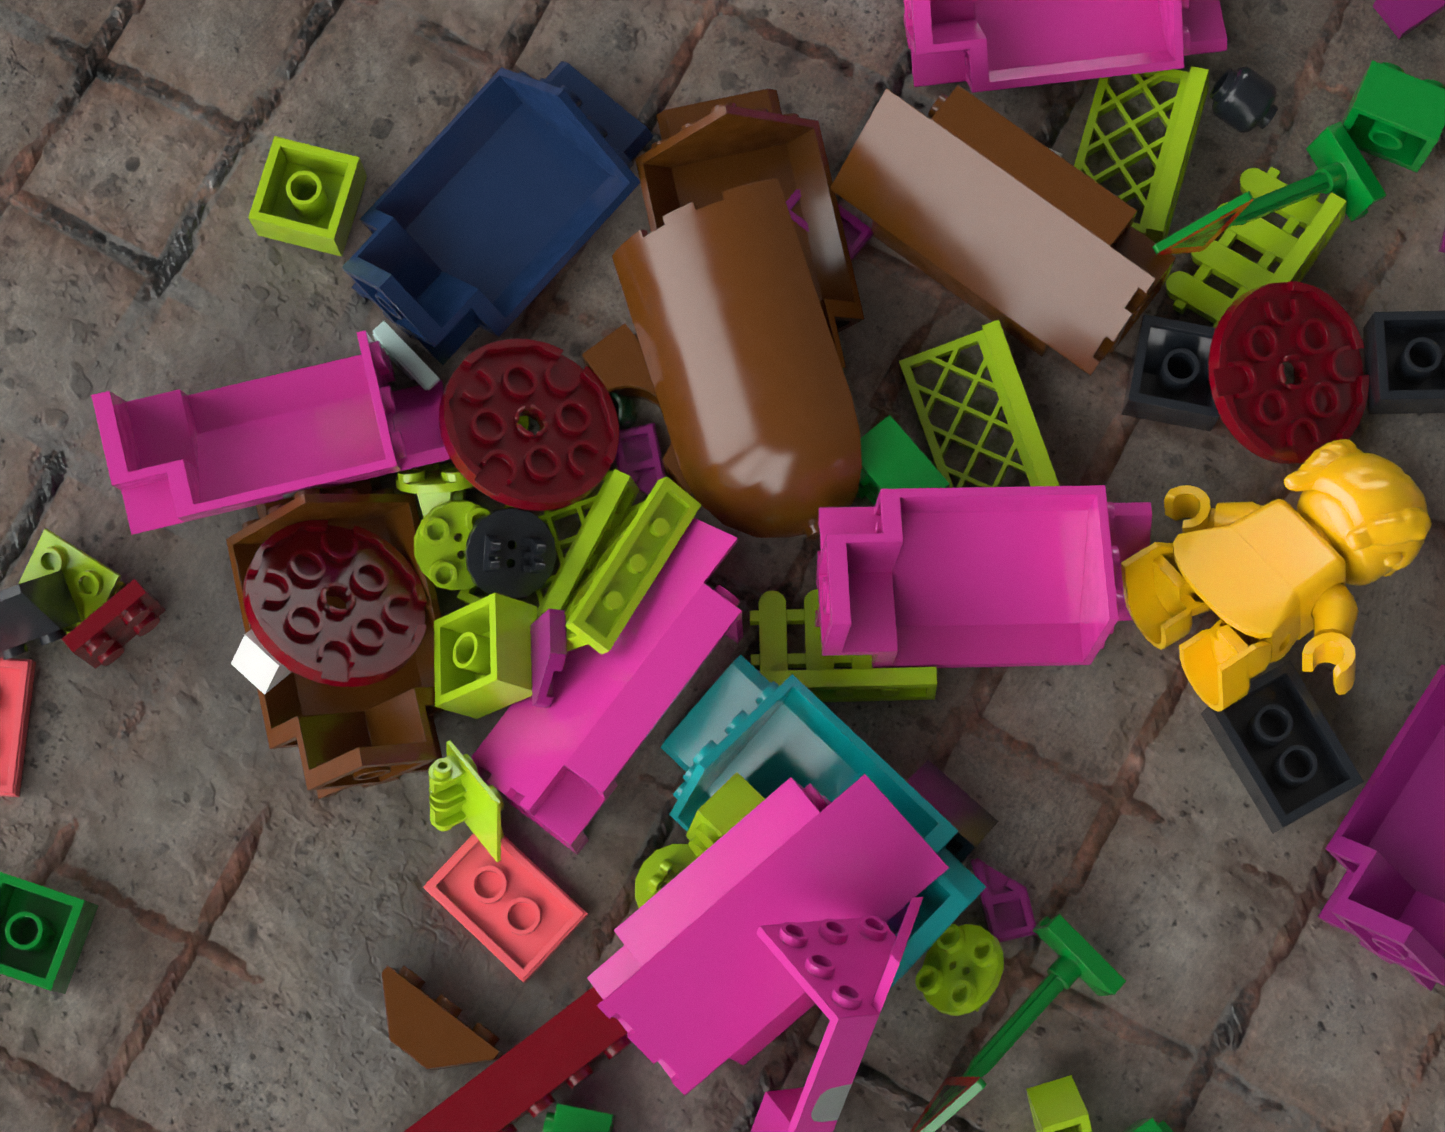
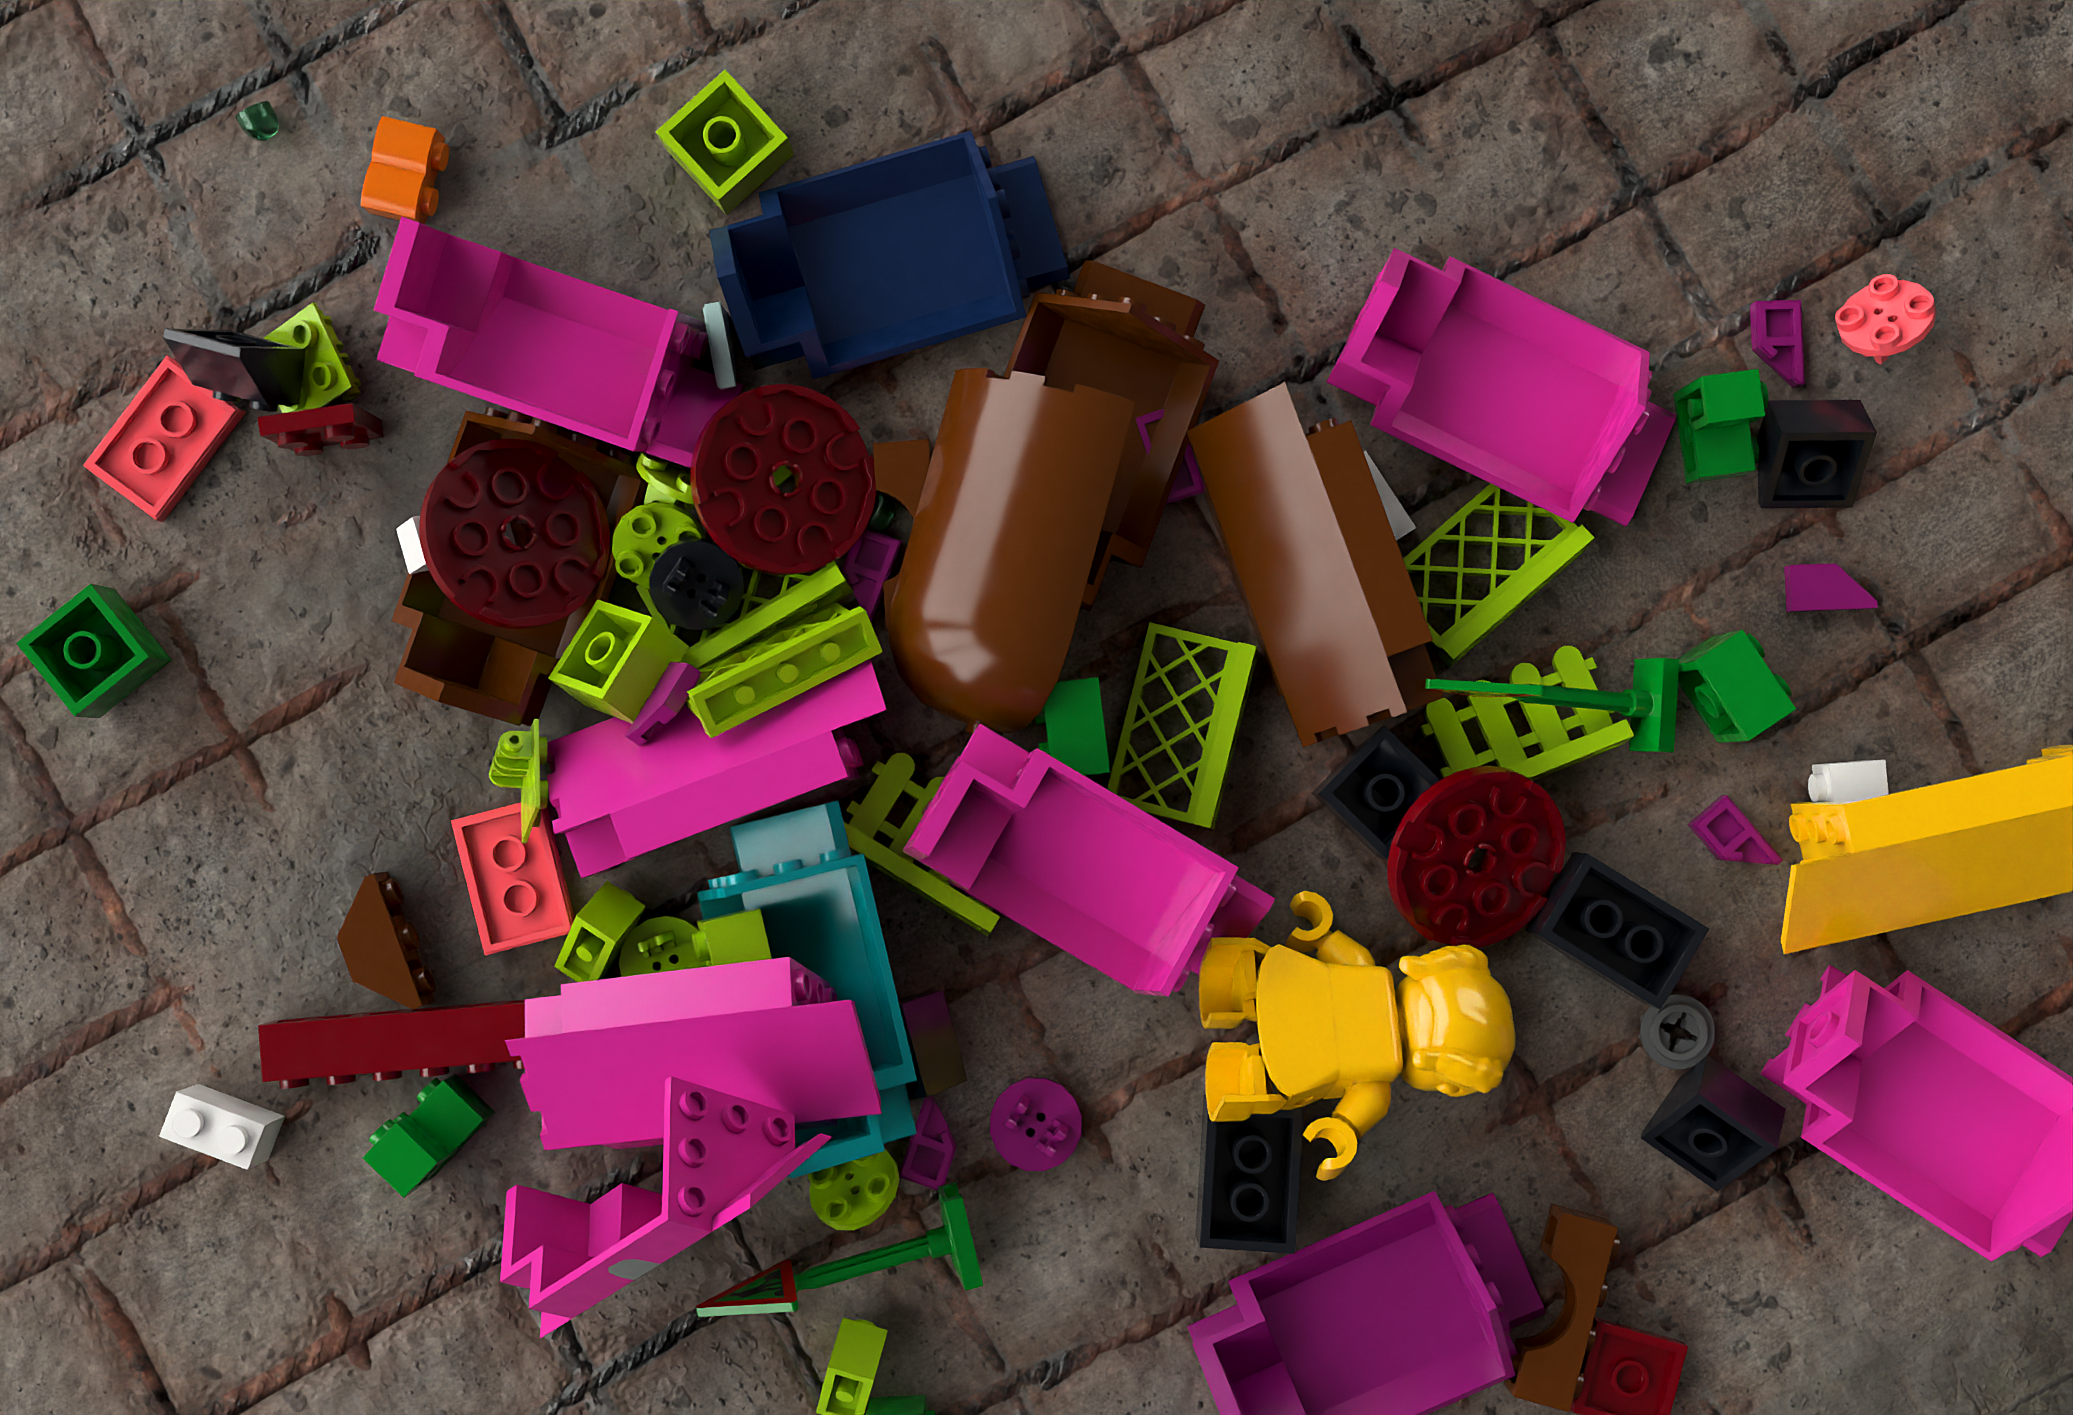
camera: 25 degrees right, 10 degrees up
(54, 382) = (404, 170): none -> orange brick
(608, 897) = (599, 933): none -> lime slope
(1056, 824) = (1017, 1111): none -> magenta plate
(1244, 99) = (1609, 582): black head -> none

